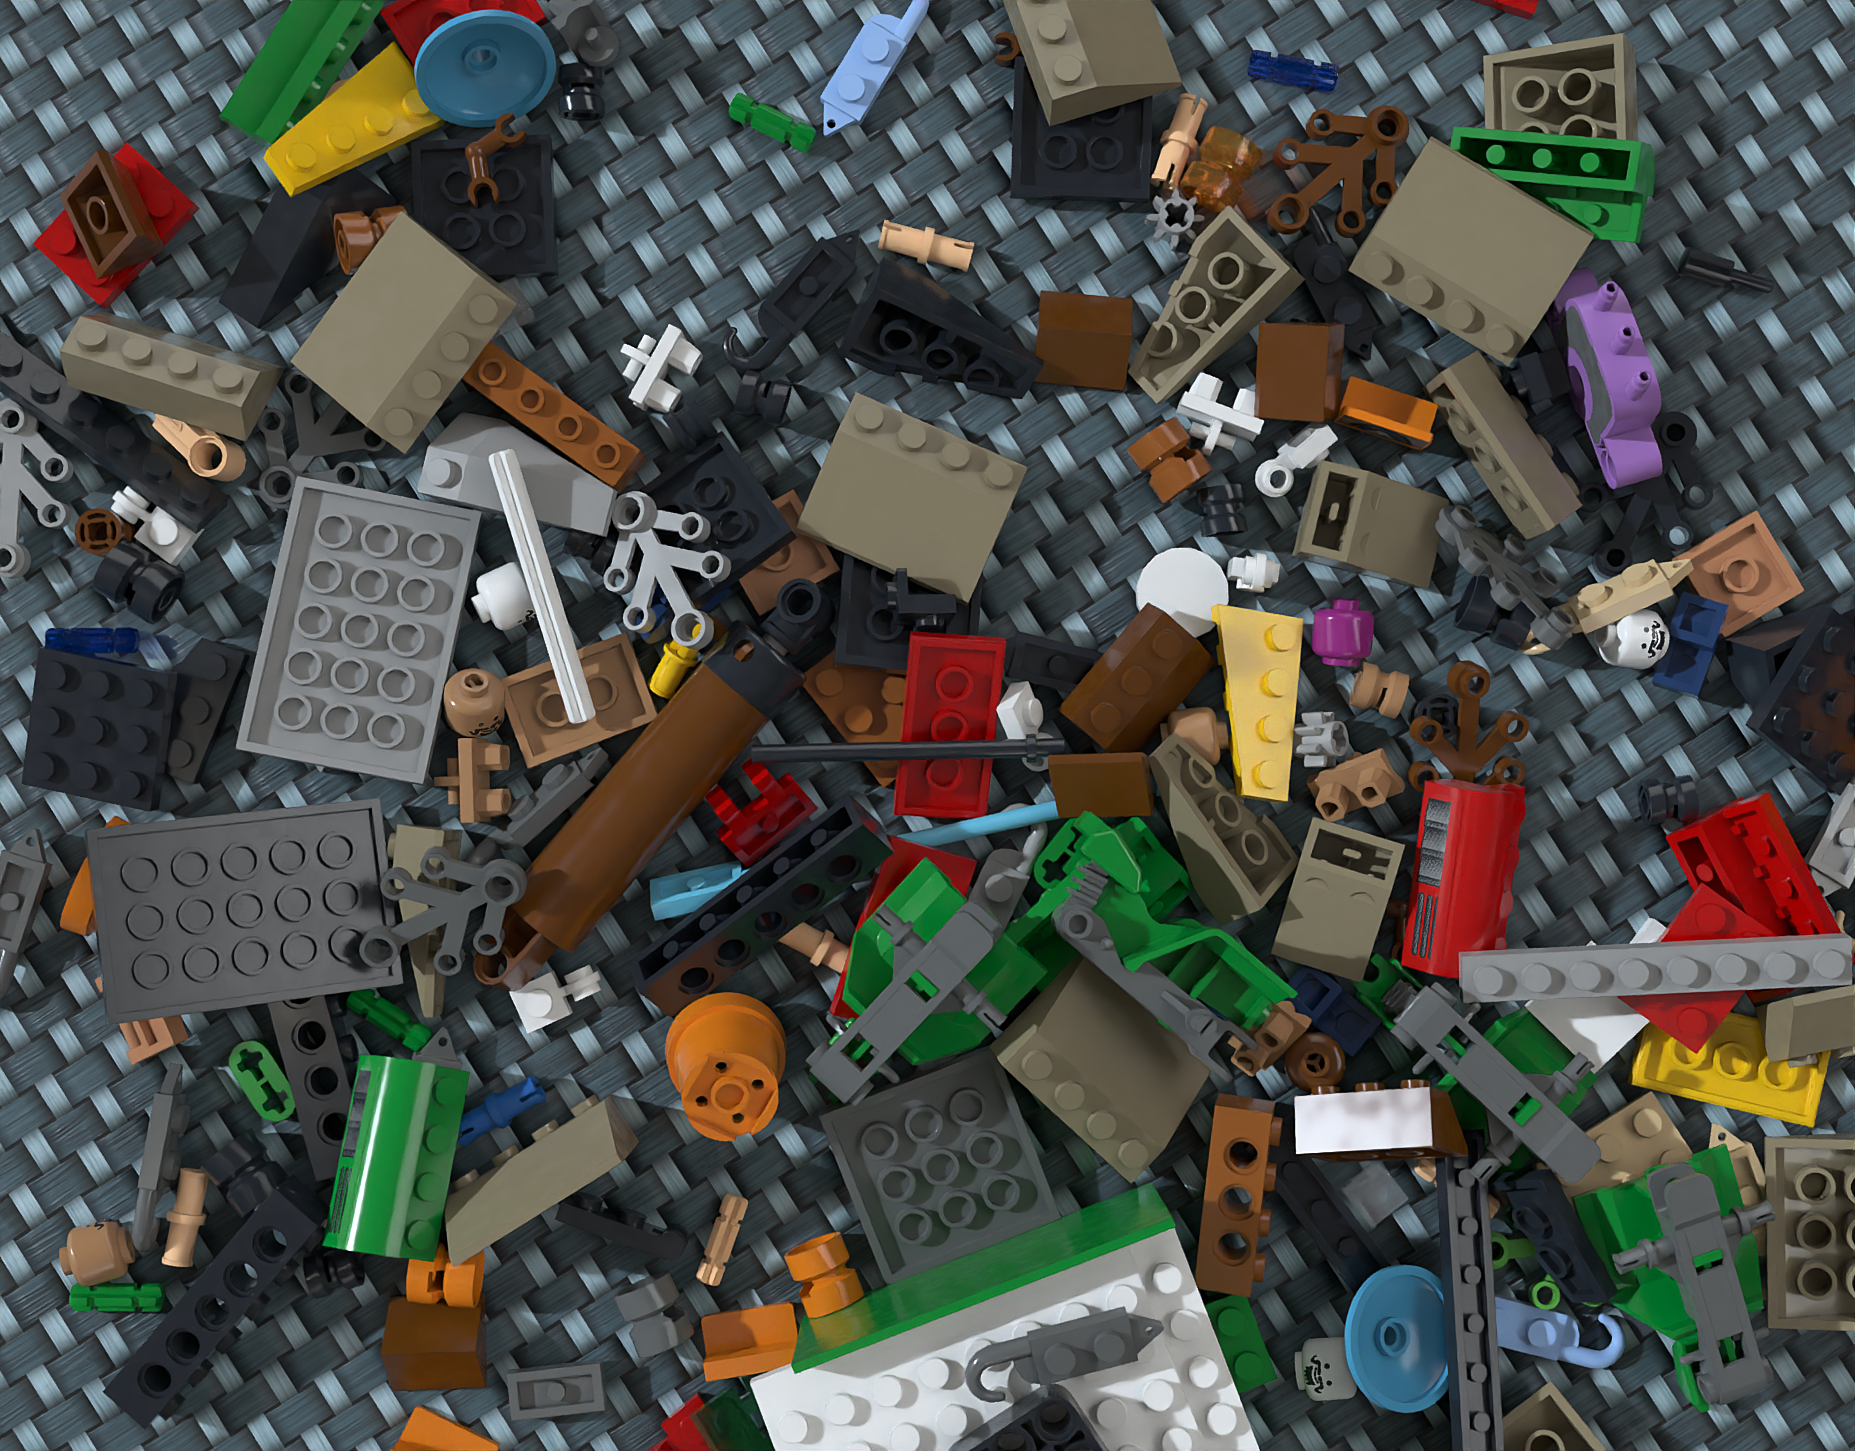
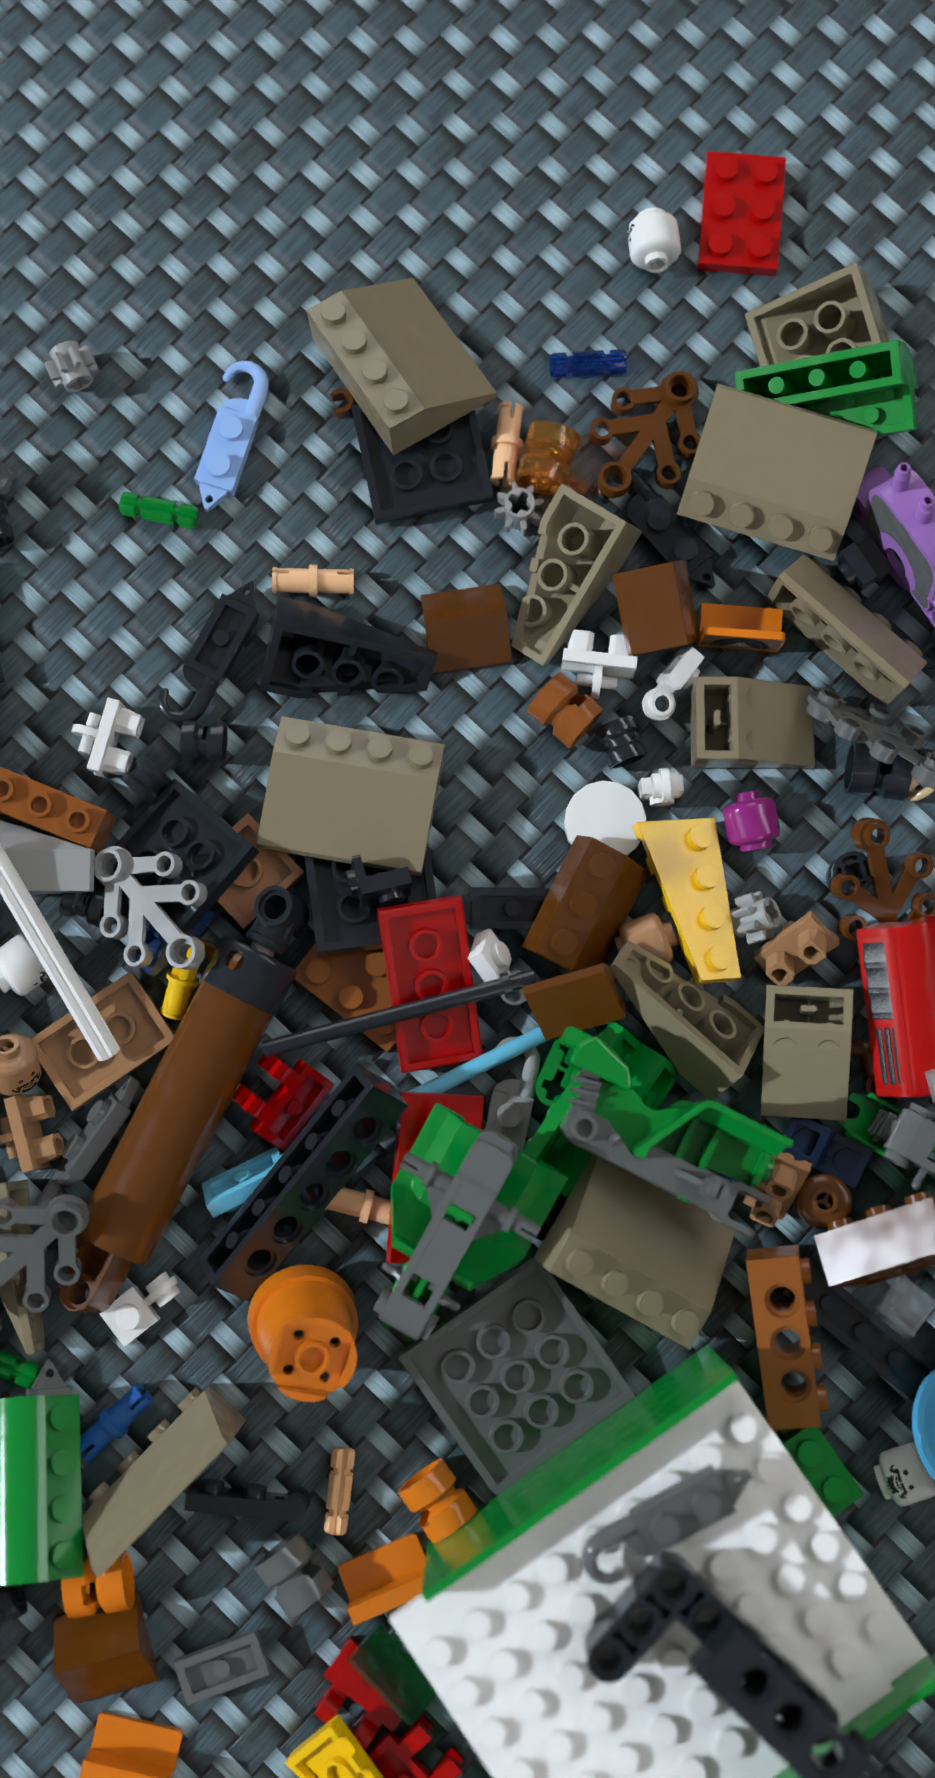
camera: 10 degrees left, 5 degrees down
(1379, 690) = (795, 862): medium nougat wheel -> none

